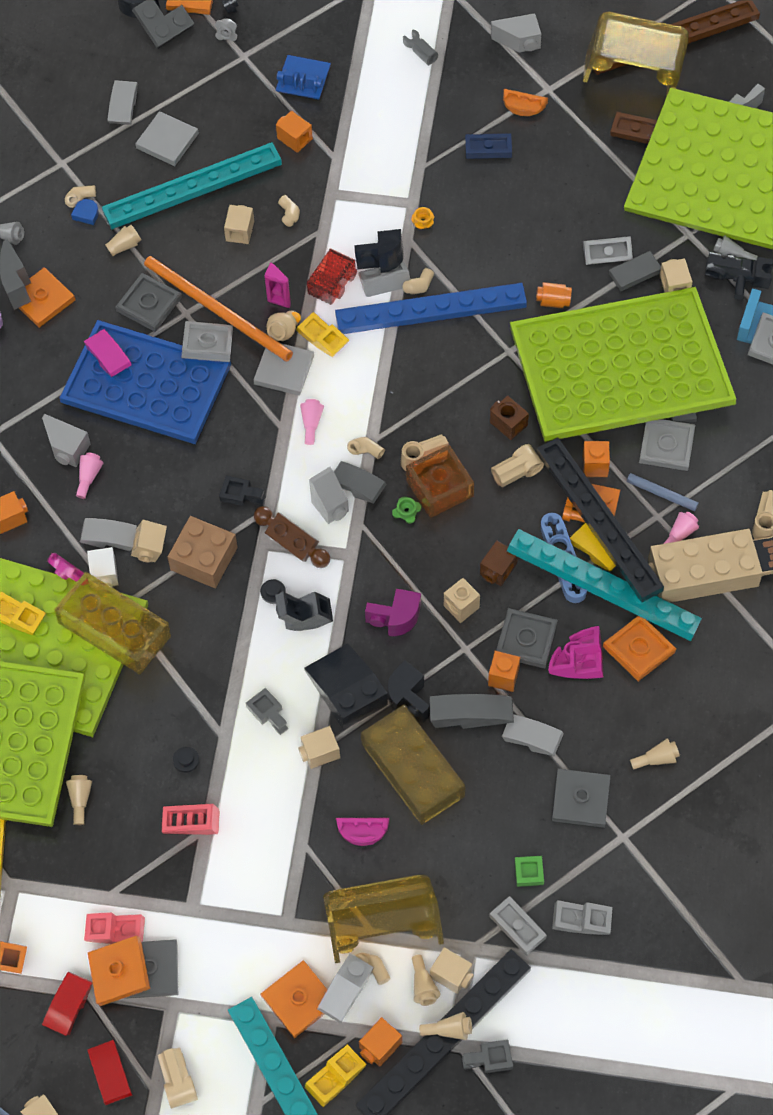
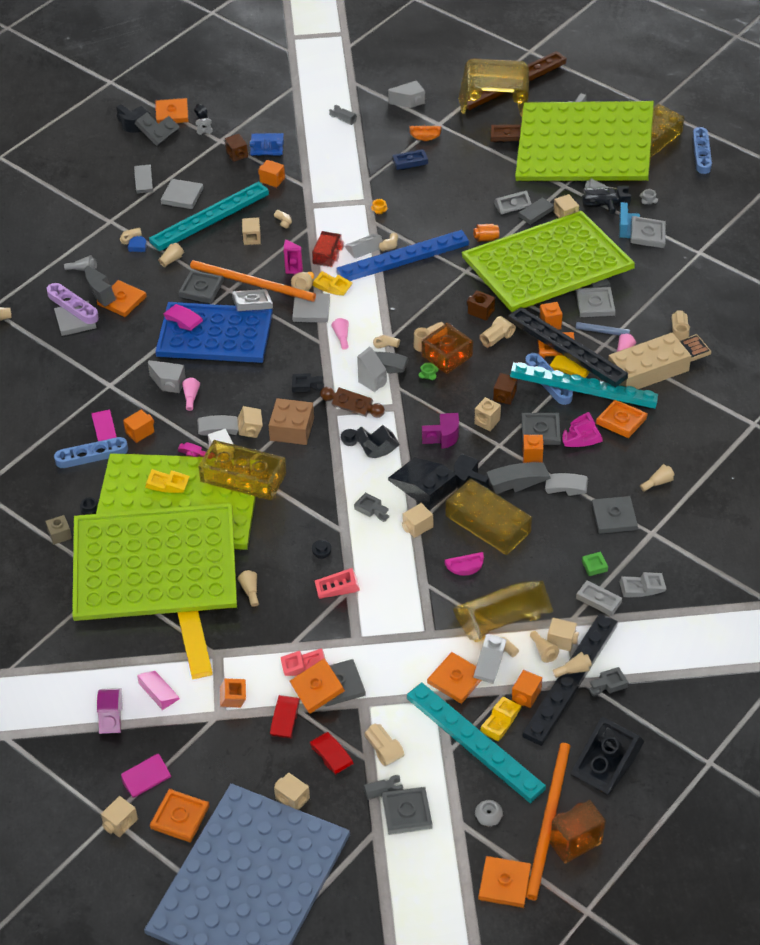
camera: 15 degrees left, 15 degrees down
(259, 76) = (236, 147): none -> reddish brown brick
(385, 254) = (360, 227): black brick -> none

